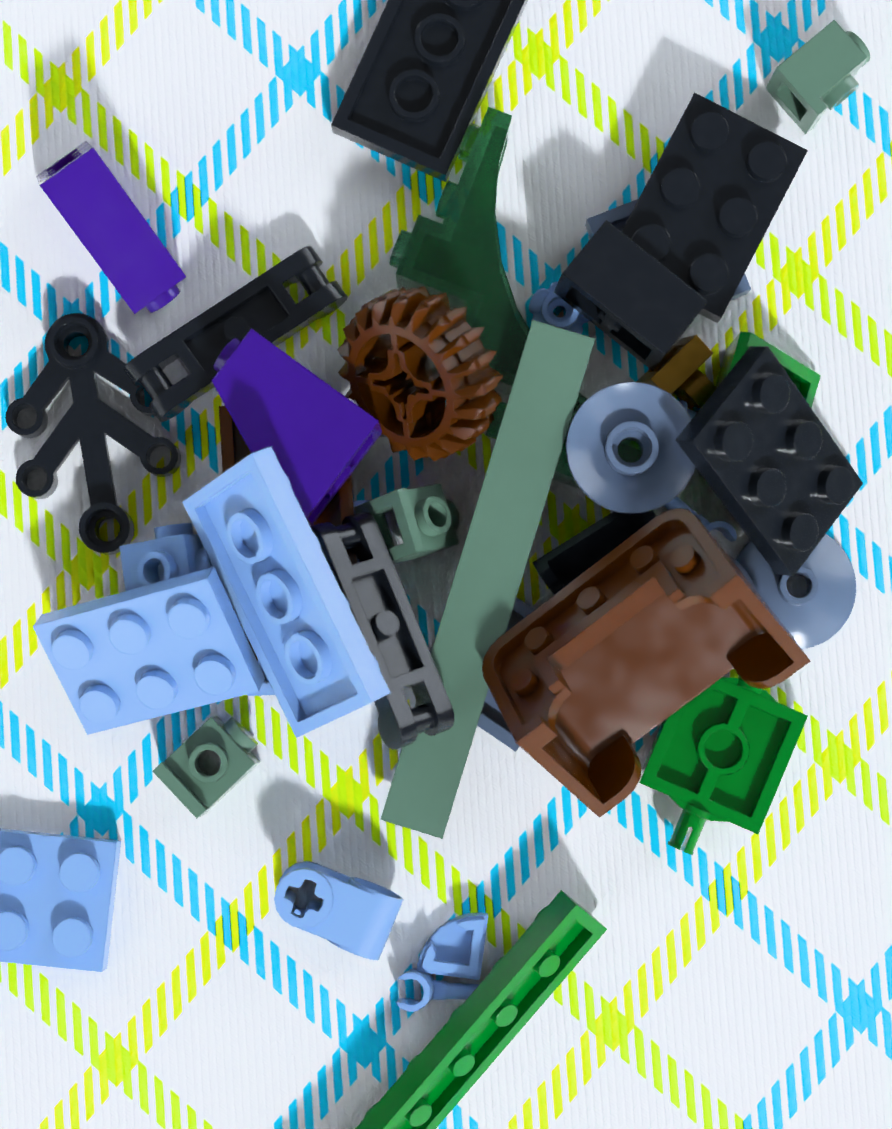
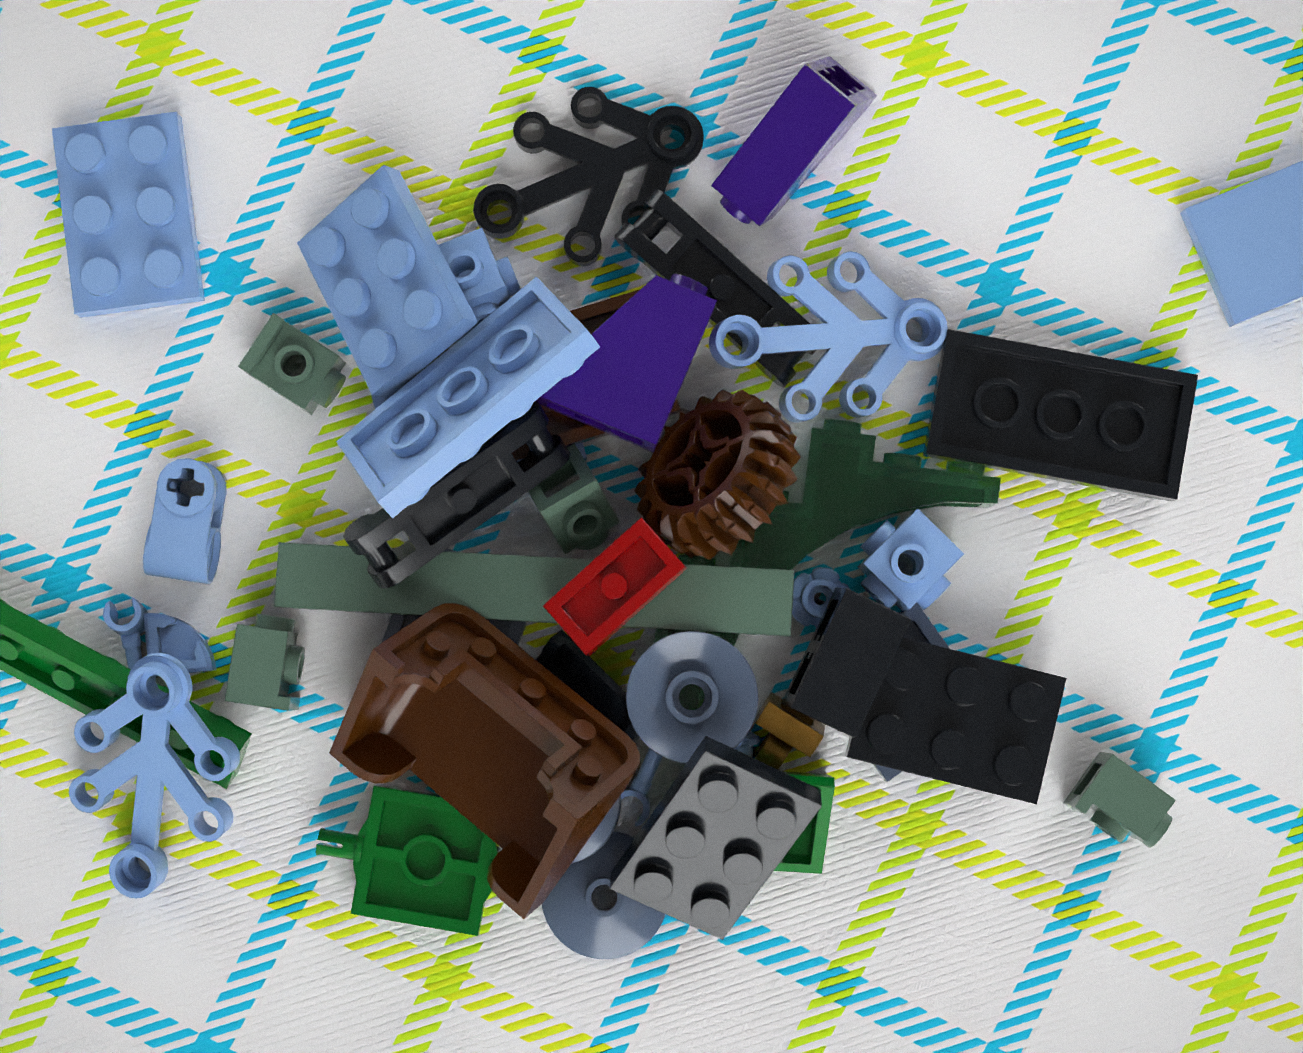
camera: 70 degrees right, 0 degrees up
(311, 228) = (839, 334): none -> light blue plant
(496, 861) = (265, 664): none -> sand green brick
(507, 494) = (614, 587): none -> red plate
(542, 196) = (931, 558): none -> light blue brick
(572, 993) = (155, 766): none -> light blue plant

